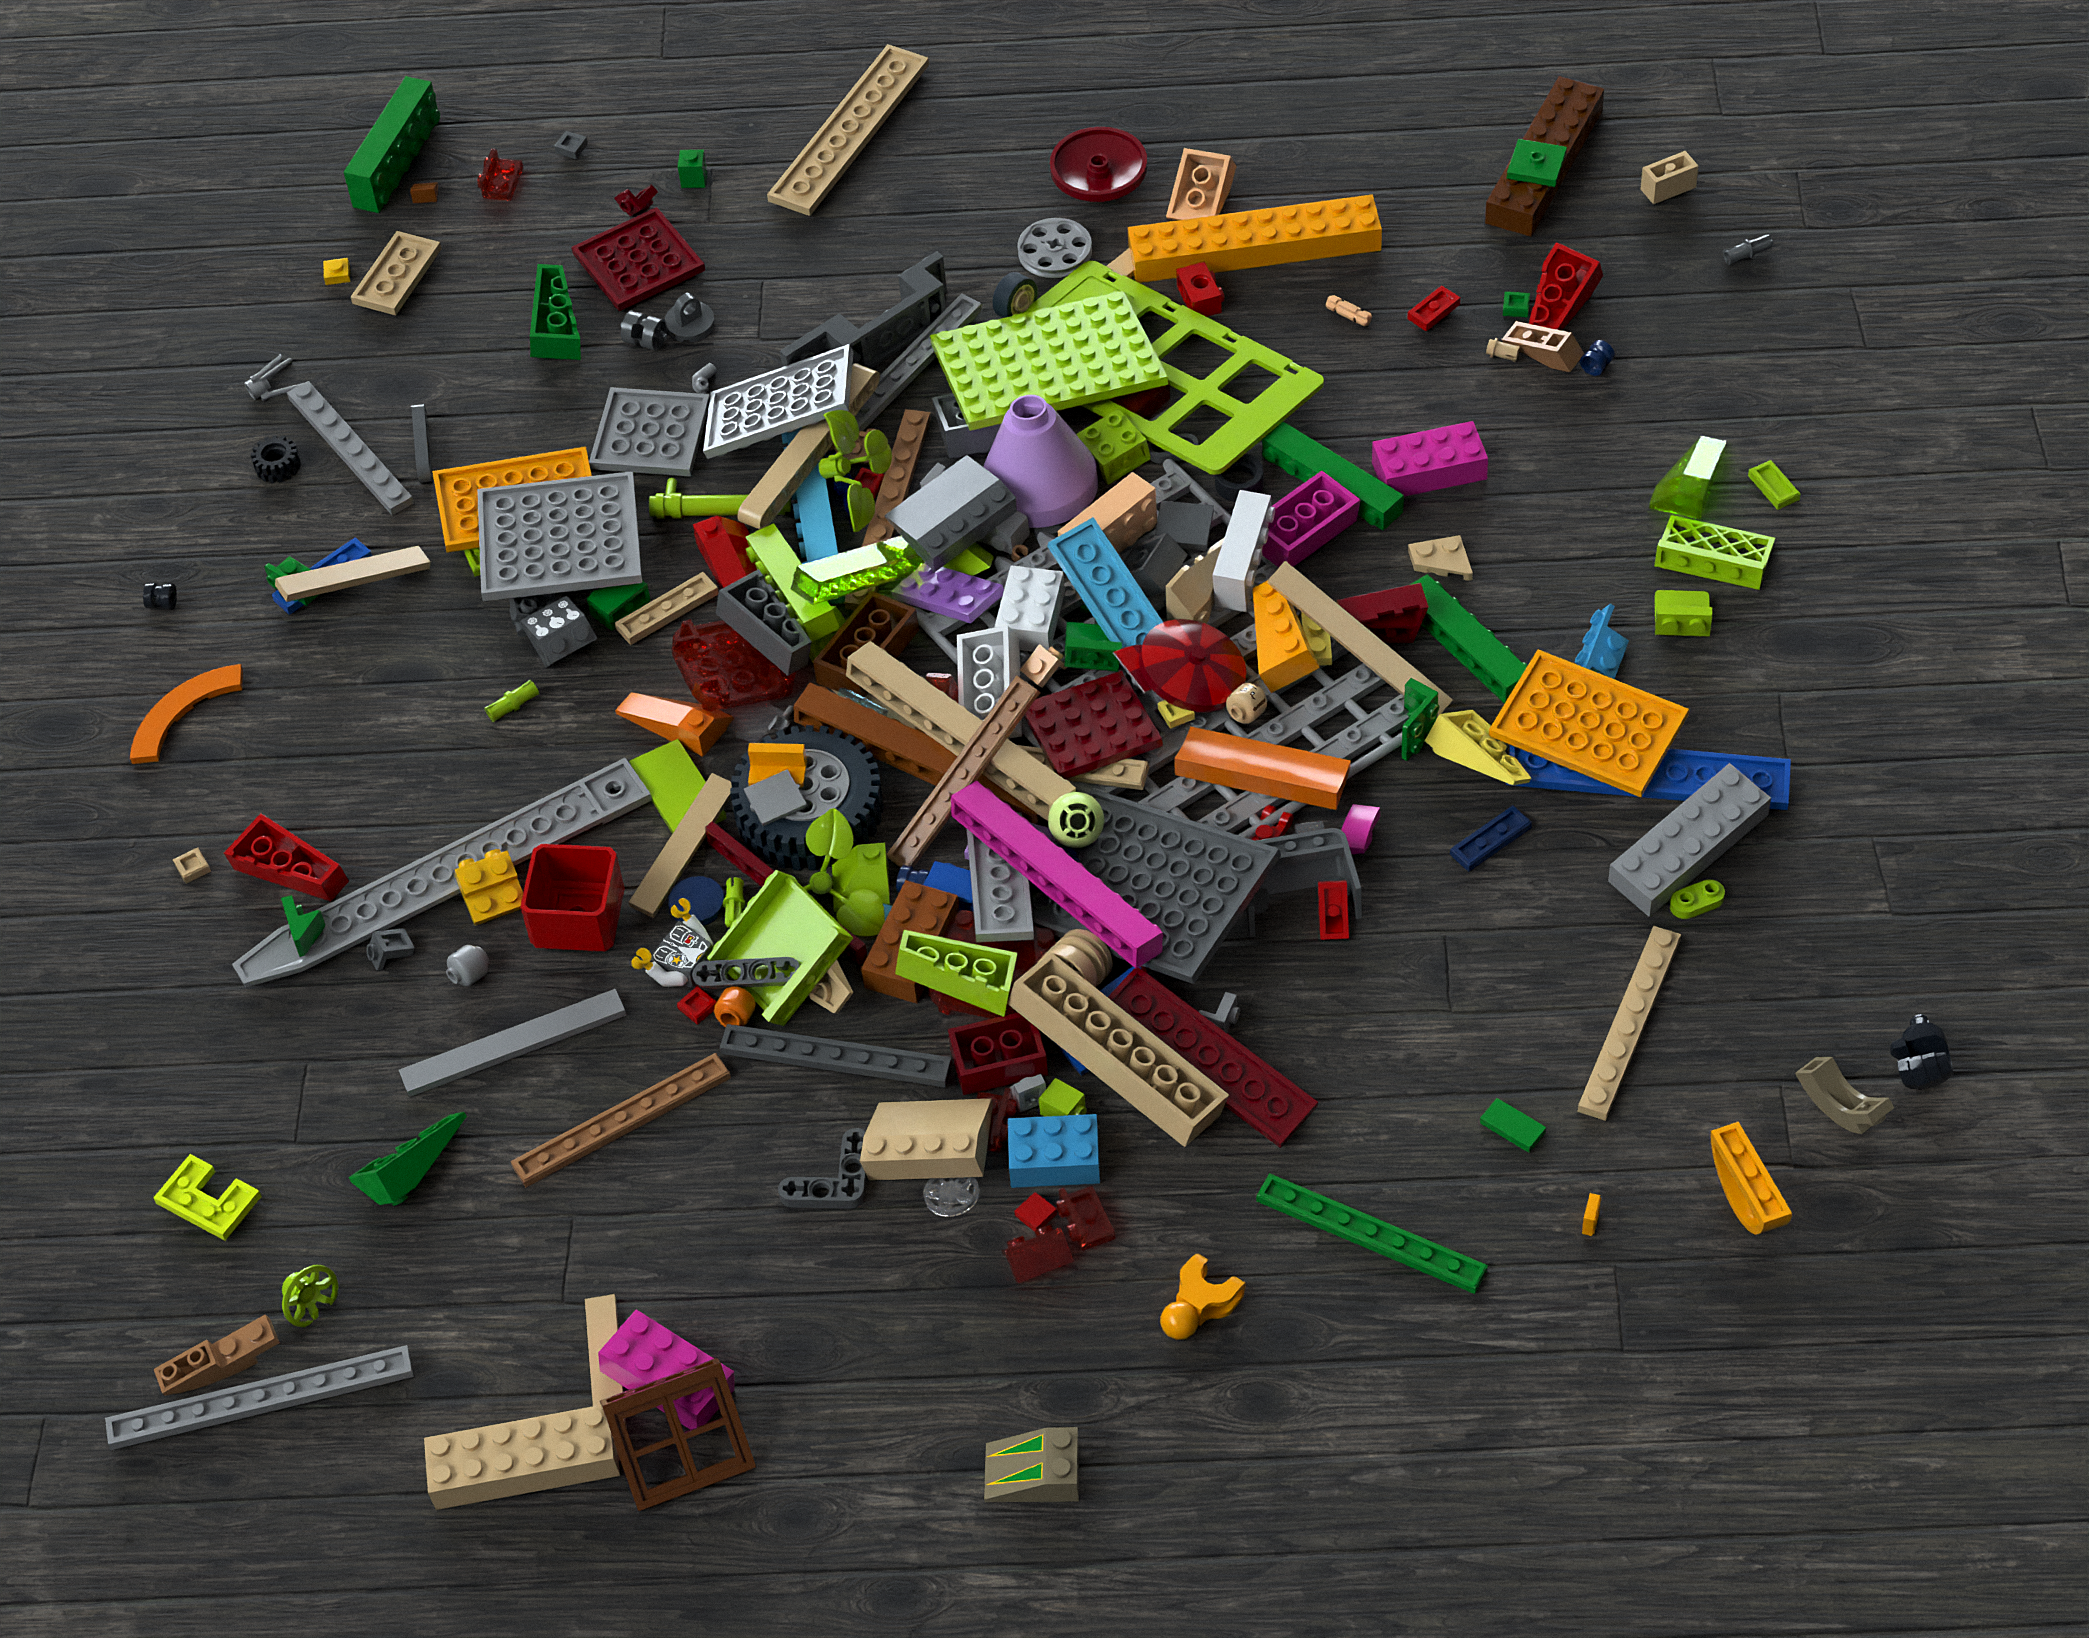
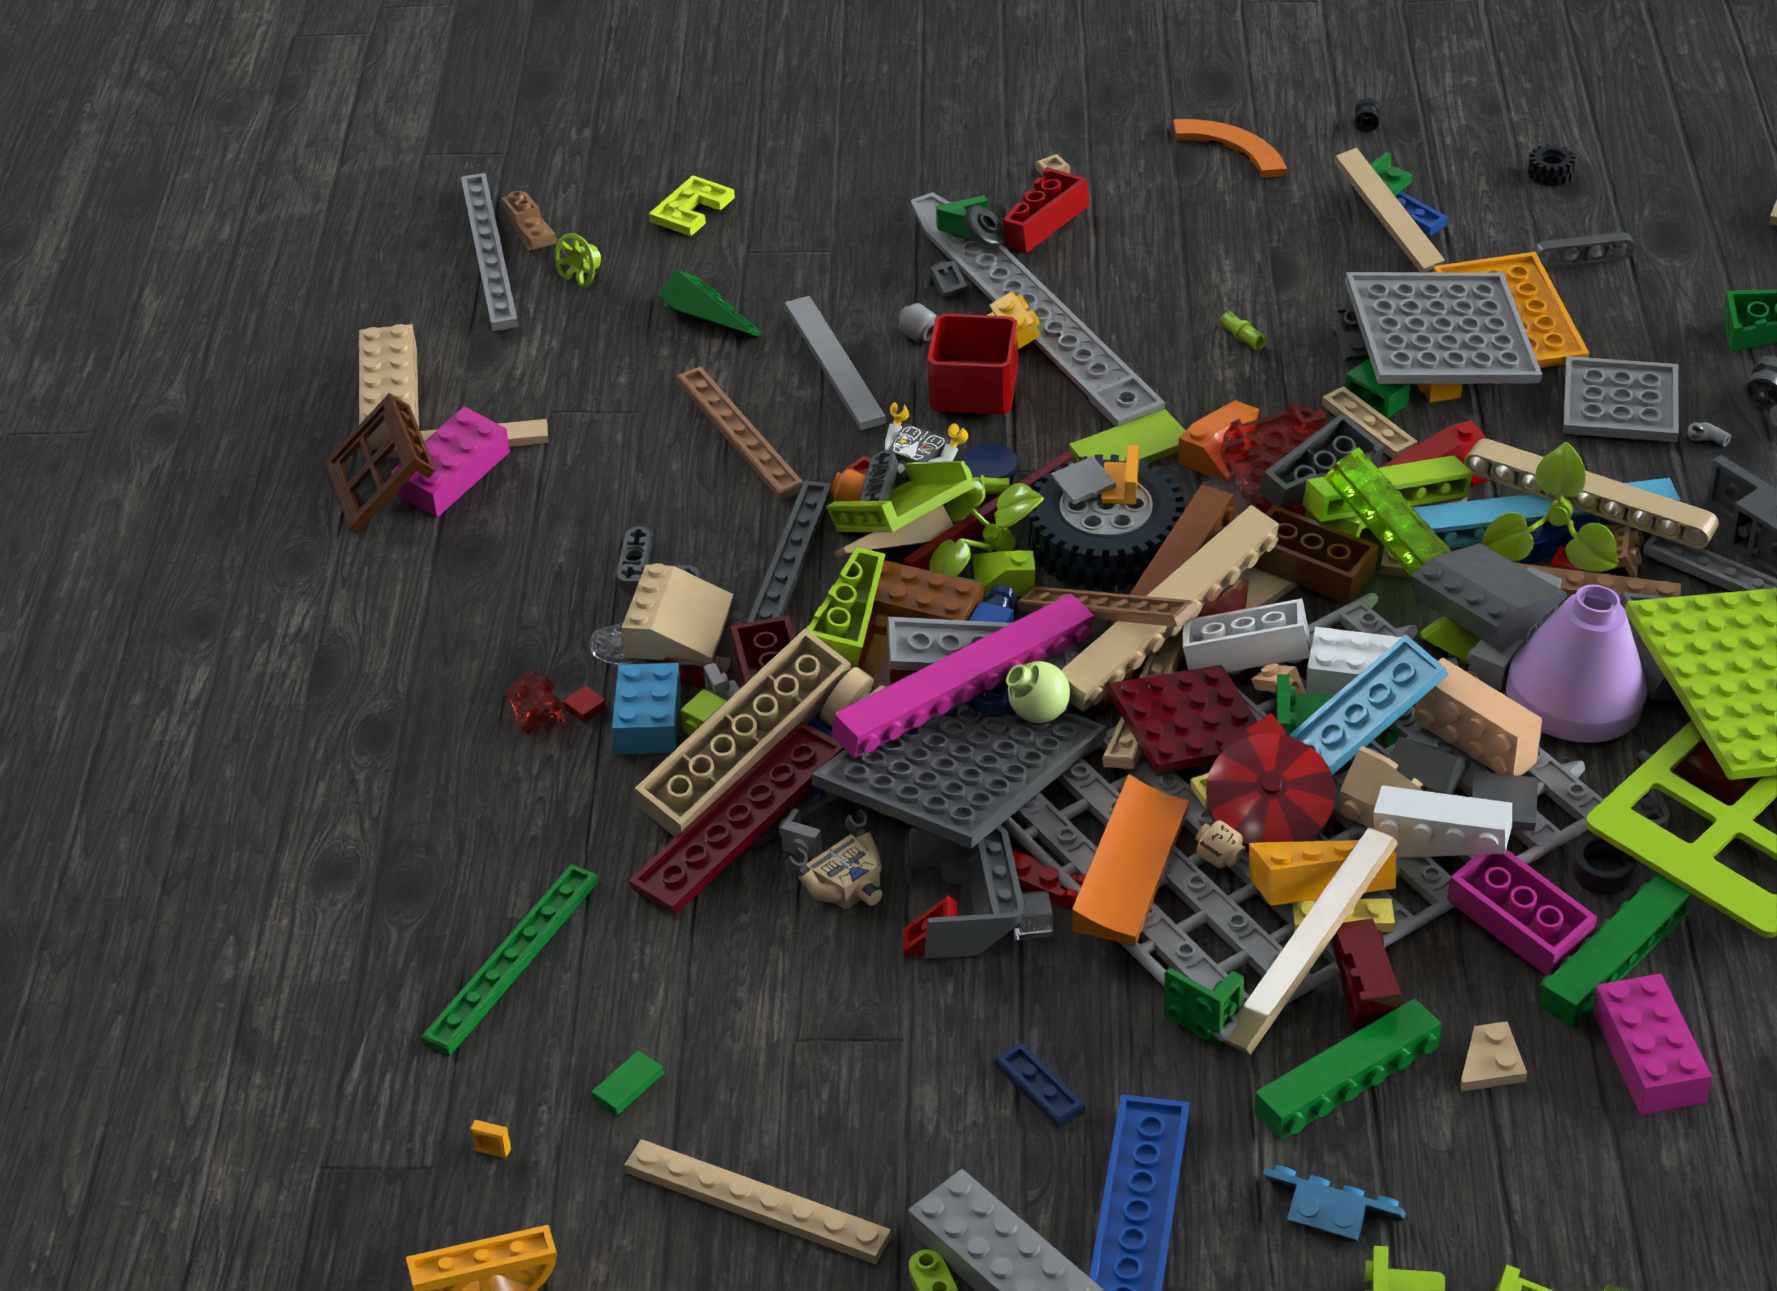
camera: 90 degrees right, 10 degrees down
(259, 385) = (1649, 145): light grey plant -> none
(326, 901) = (985, 225): none -> pearl dark grey wheel
(350, 448) = (1576, 210): light grey plate -> none
(558, 631) = (1322, 344): dark grey slope -> none
(681, 505) = (1514, 422): lime cylinder -> none
(681, 846) = (1040, 442): tan tile -> none
(778, 401) = (1652, 466): light grey plate -> none
(948, 592) = (1388, 611): medium lavender plate -> none
(1033, 1467) = (295, 707): dark tan slope -> none
(1086, 1217) = (565, 730): clear red bracket -> none
(1115, 445) = (1628, 740): lime bracket -> none
(1199, 1300) = (454, 813): light orange piece -> none
(1263, 976) = (844, 871): none -> tan torso
(1359, 827) = (1043, 953): dark pink slope -> none
(1466, 740) = (1167, 1064): light yellow wedge -> none
(1589, 723) = (1194, 1169): light orange plate -> none

